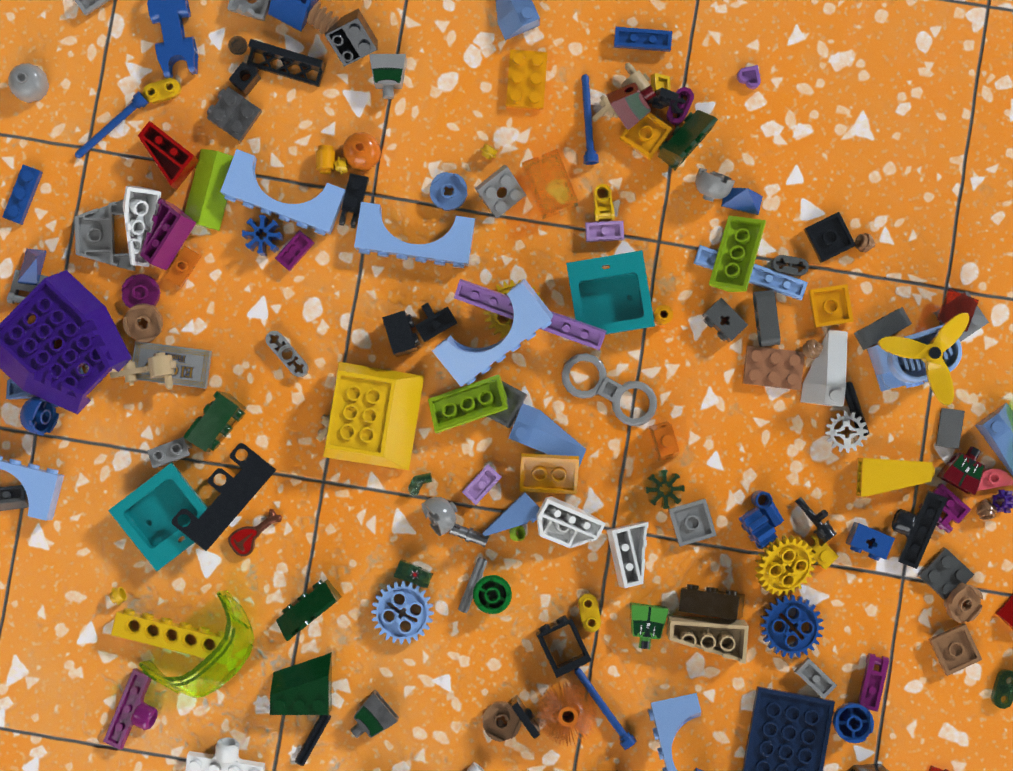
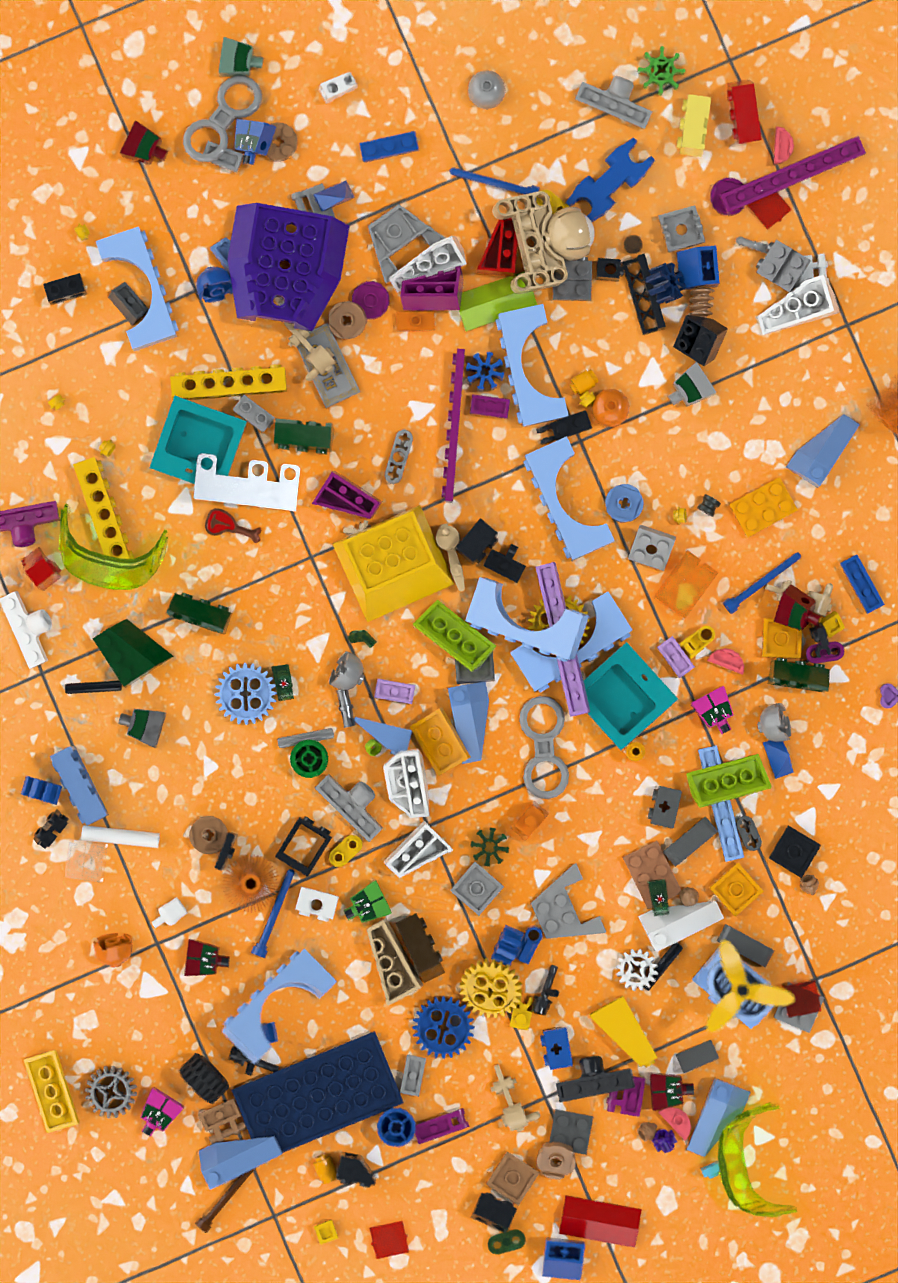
camera: 60 degrees right, 0 degrees up
(51, 613) = (56, 402): none -> yellow plate
(159, 417) = (277, 385): none -> yellow brick
(184, 721) = (41, 569): none -> red wedge
(187, 101) = (555, 238): none -> tan beam
(284, 286) = (453, 417): none -> magenta plate
(286, 37) = (665, 283): none -> dark blue gear
(290, 419) = (346, 496): none -> magenta wedge
(382, 357) = (447, 539): none -> tan piece
(495, 122) = (708, 505): none -> pearl dark grey wheel
(544, 270) = (609, 627): none -> light blue arch
(554, 582) = (351, 805): none -> light grey plate
(620, 655) = (305, 899): none -> white brick
(634, 189) = (728, 659): none -> coral plate
(669, 226) = (714, 709): none -> torso
(753, 467) = (557, 913): none -> light grey wing
(797, 374) = (658, 897): none -> clear green leg
(903, 614) = (514, 1114): none -> tan piece
(976, 684) = (494, 1212): none -> black brick

